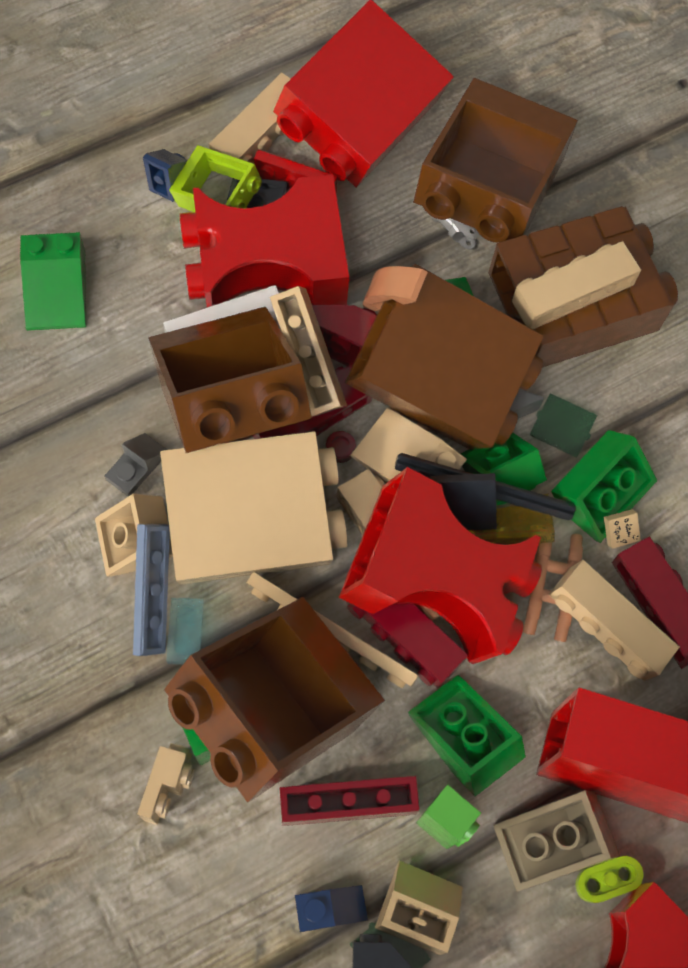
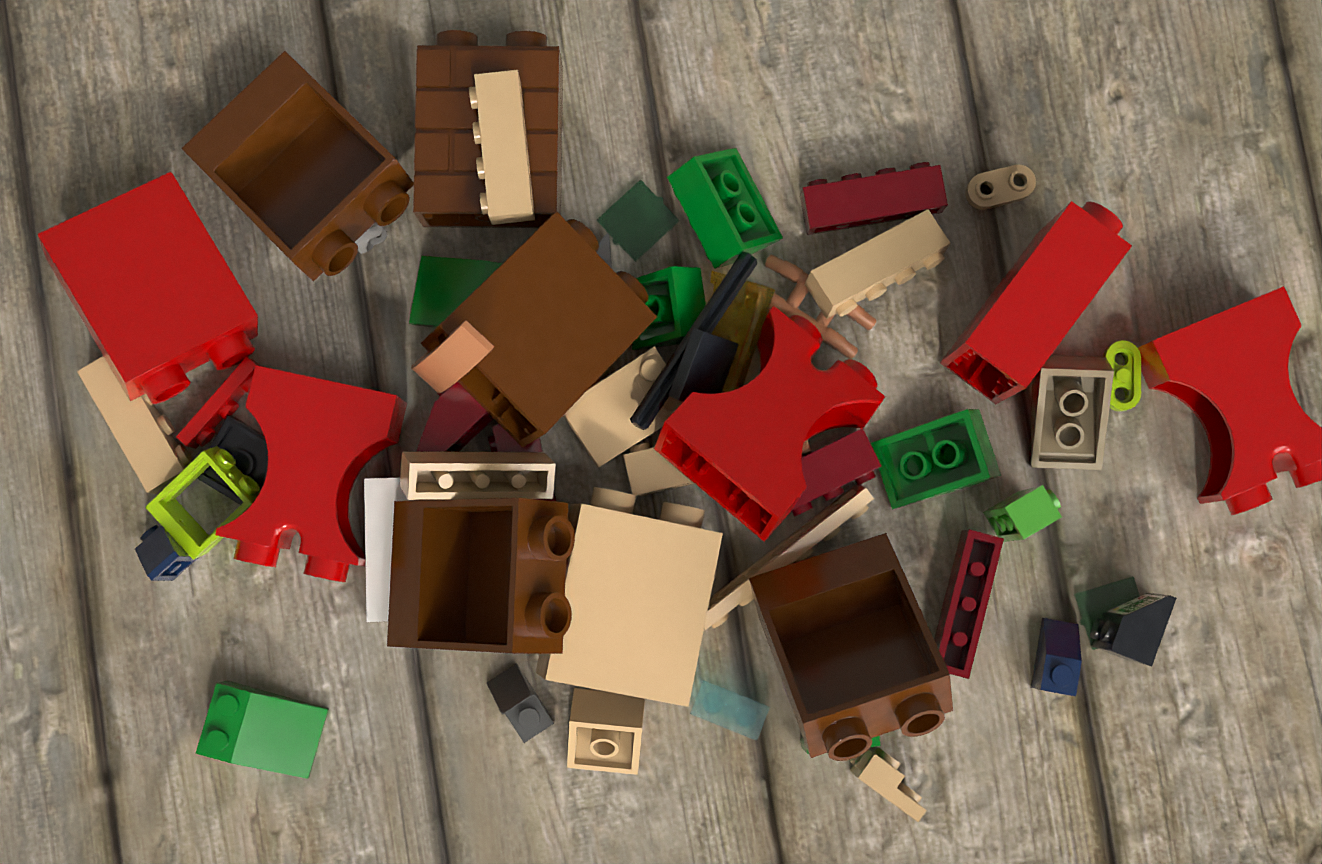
camera: 65 degrees left, 15 degrees up
(151, 589) = (679, 733): sand blue tile -> none
(343, 445) = (578, 472): dark red tile -> none
(421, 909) = (1089, 570): tan slope -> none
(622, 528) = (779, 209): tan tile -> none

